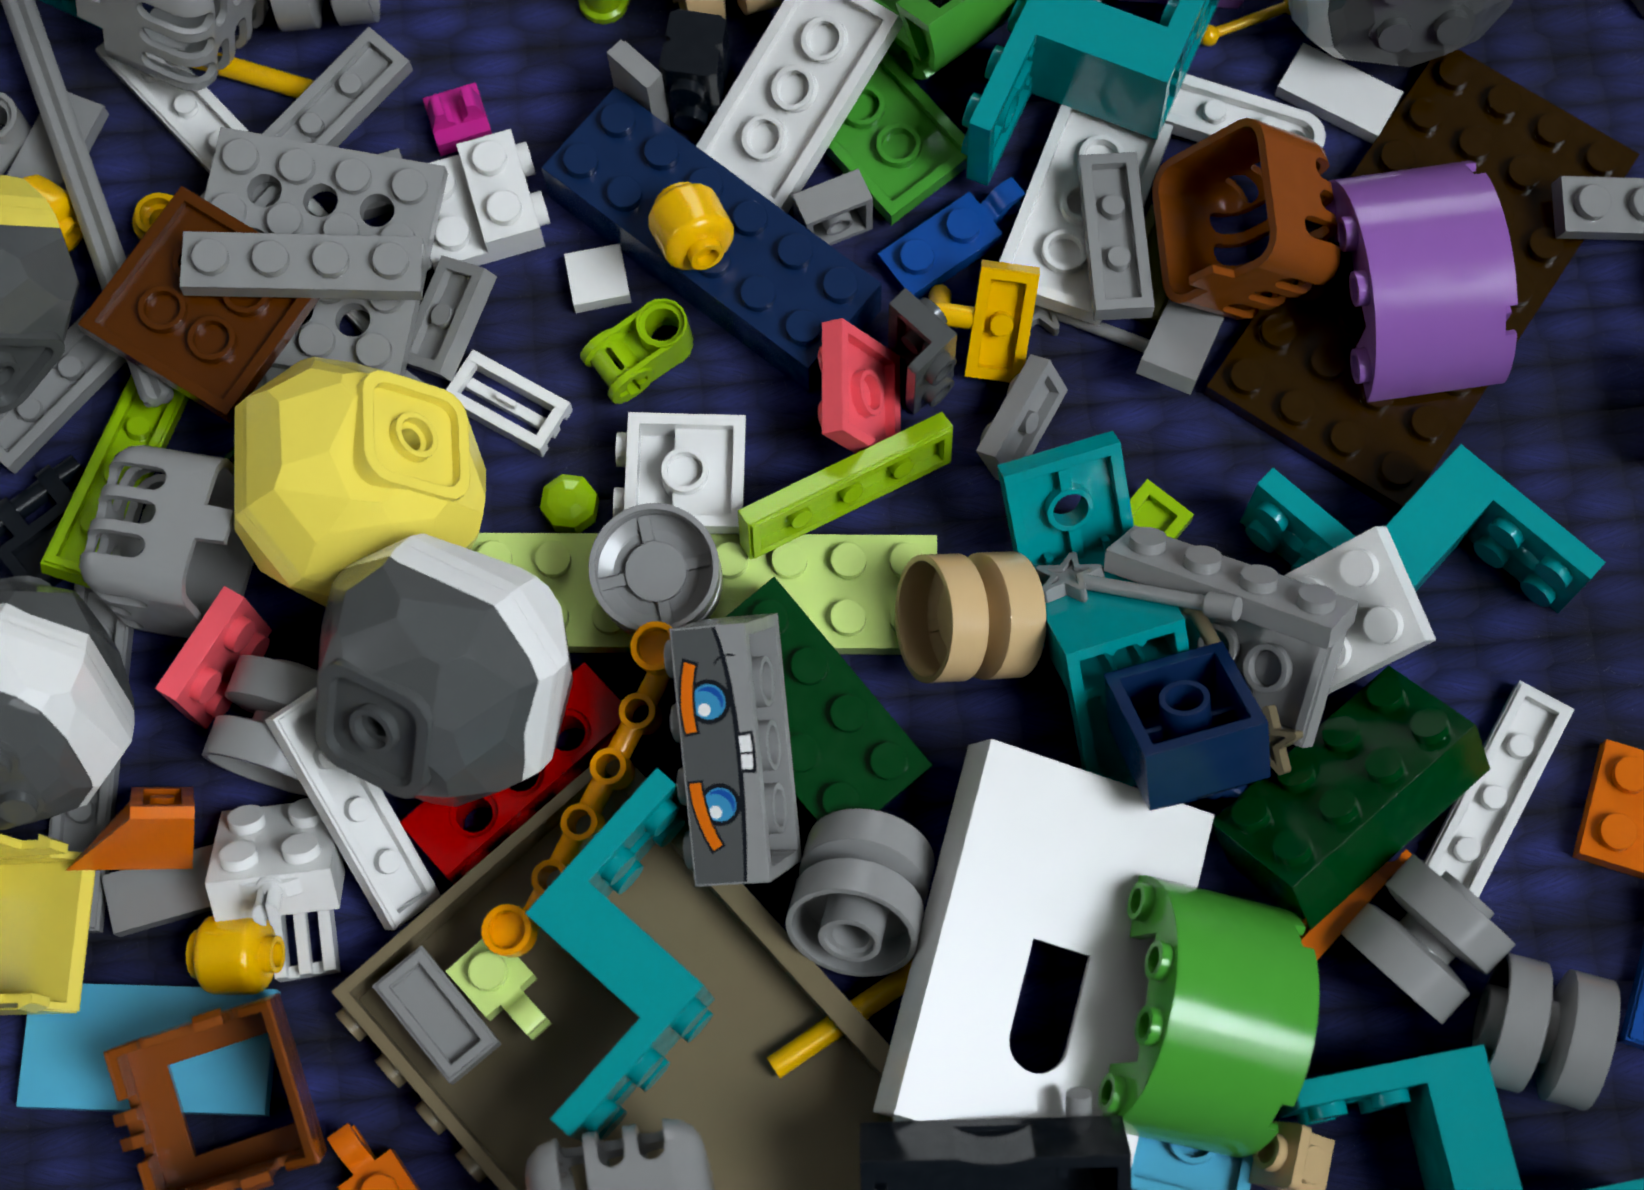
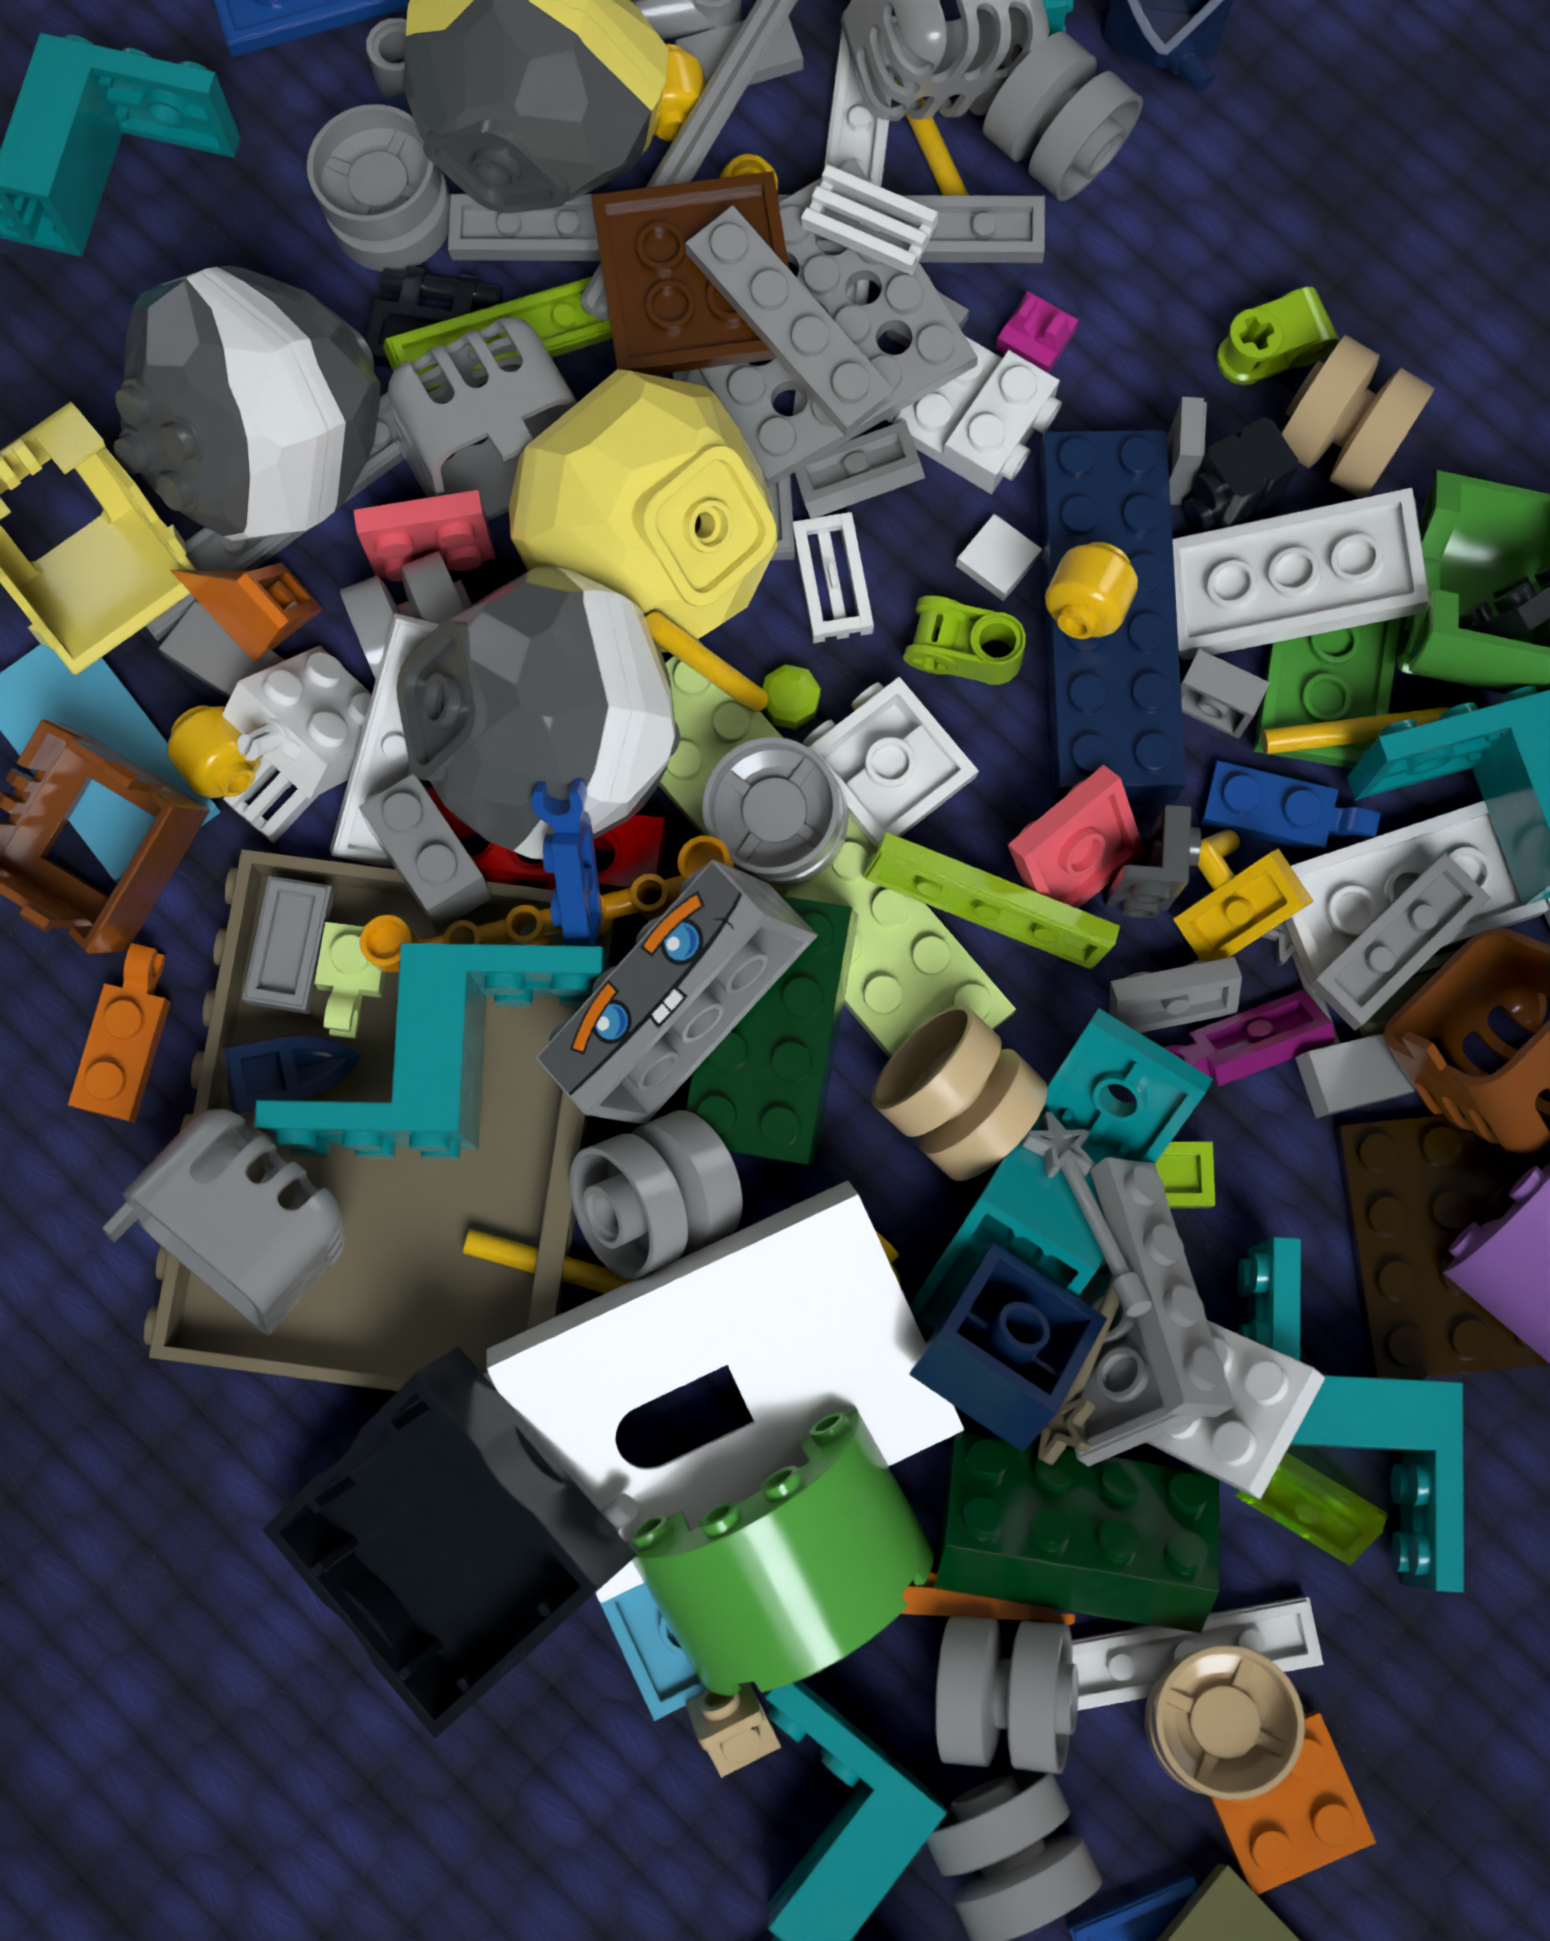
camera: 45 degrees right, 5 degrees up
(271, 132) = (879, 198): none -> white tile
(461, 850) = (425, 852): none -> light grey brick
(502, 532) = (706, 662): none -> yellow bar
(531, 1095) = (284, 1070): none -> dark blue plate
(570, 735) = (572, 859): none -> blue plate
(934, 150) = (1339, 732): none -> yellow bar
(1100, 384) = (1257, 1038): none -> magenta plate
(1468, 622) = (1319, 1510): none -> clear neon green plate
(1567, 802) = (1225, 1722): none -> tan wheel

